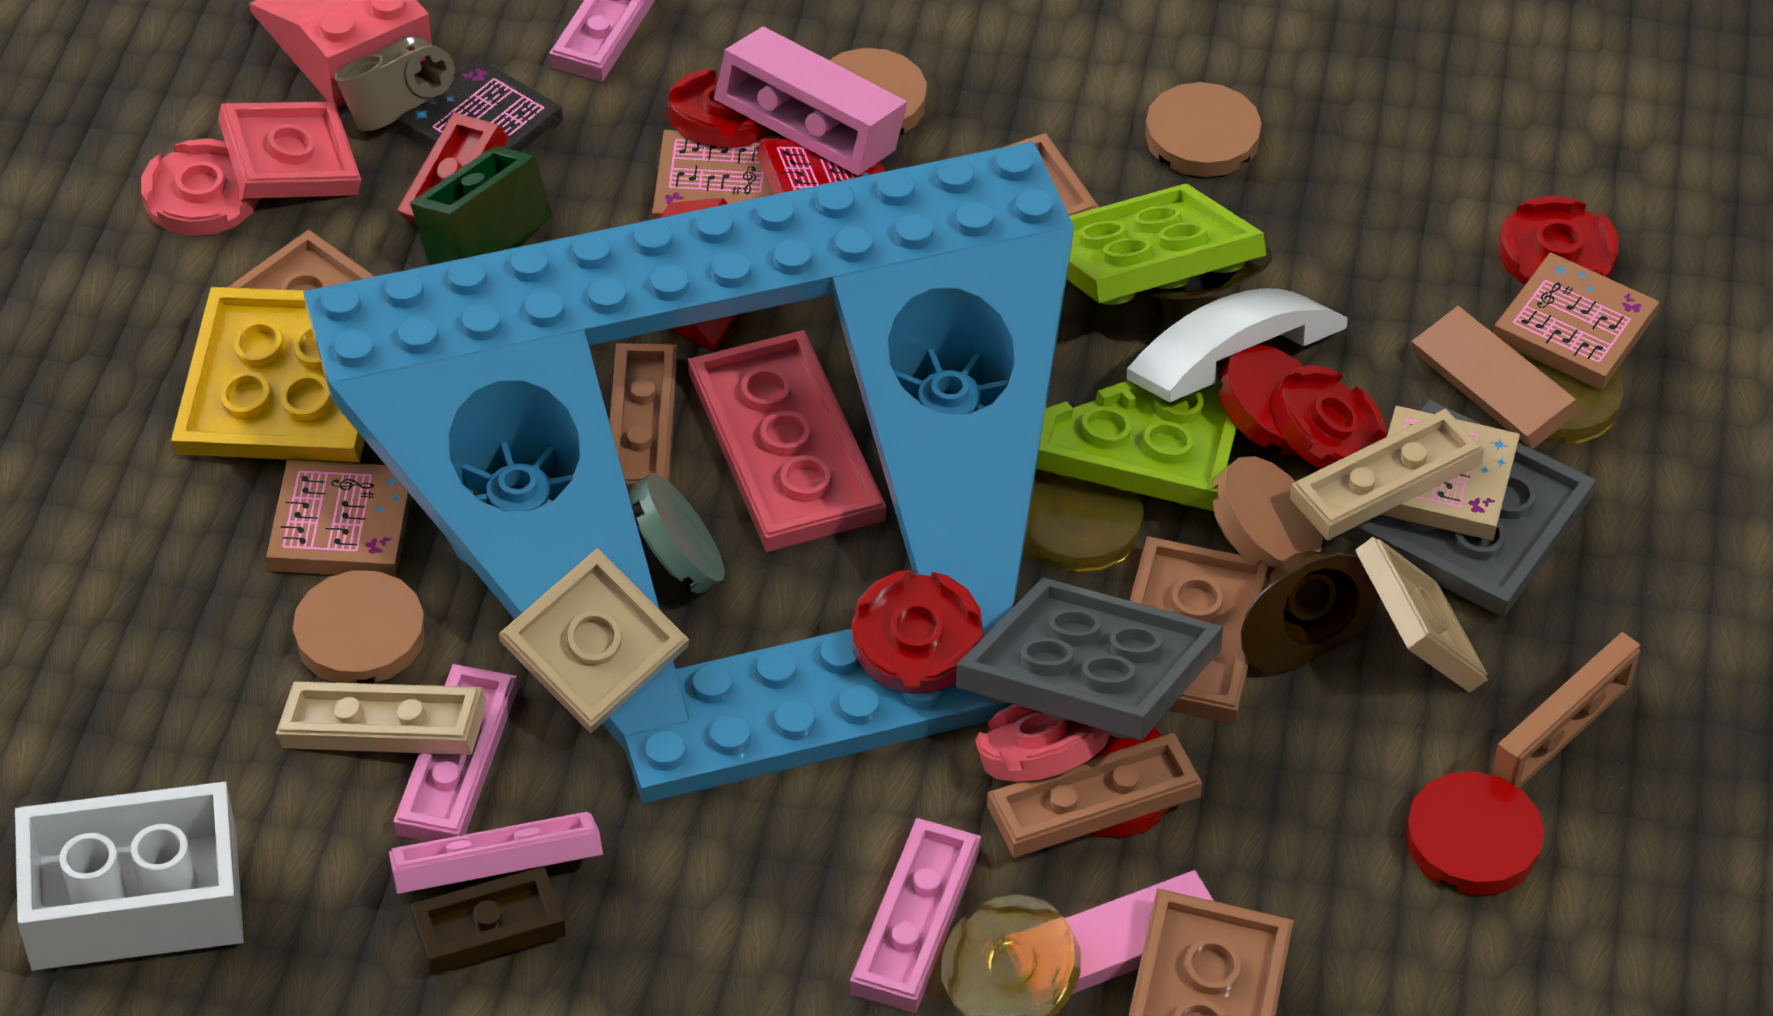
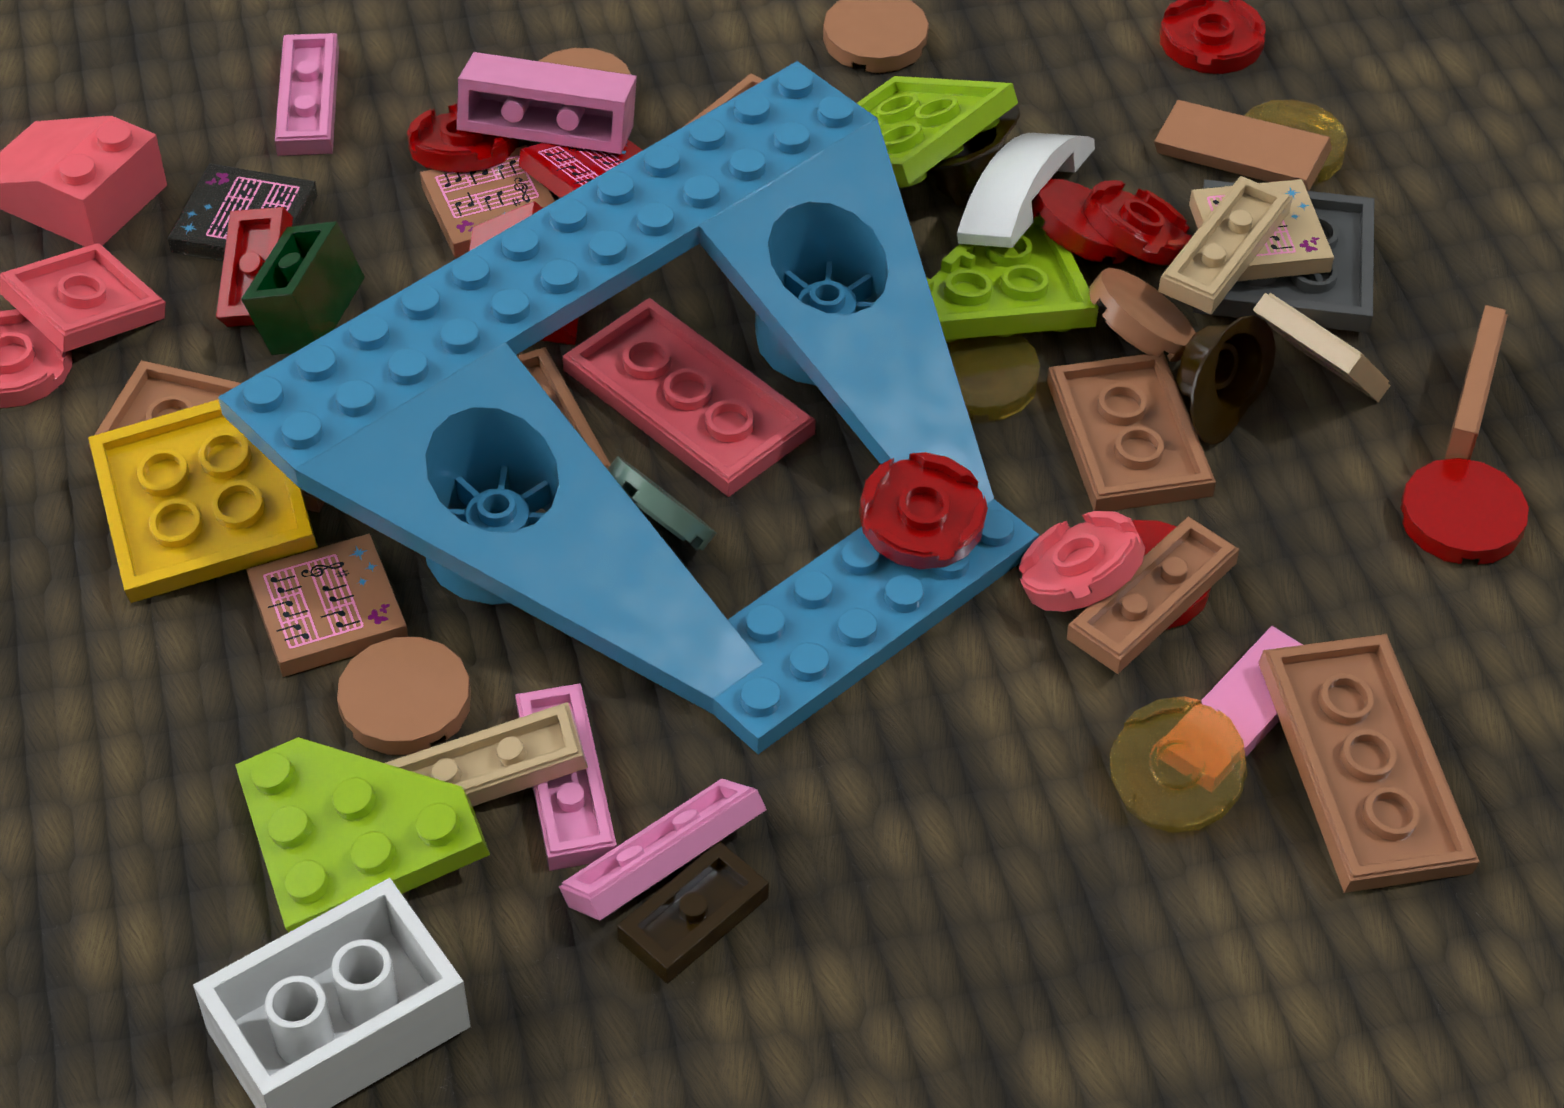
camera: 25 degrees left, 0 degrees up
(241, 723) = (350, 822): none -> lime plate
(384, 83) = (151, 205): dark tan piece -> none
(593, 640) = (650, 621): tan tile -> none
(915, 915) = (1062, 758): bright pink tile -> none
(1090, 658) = (1091, 478): dark grey plate -> none
(1576, 321) = (1276, 81): nougat tile -> none

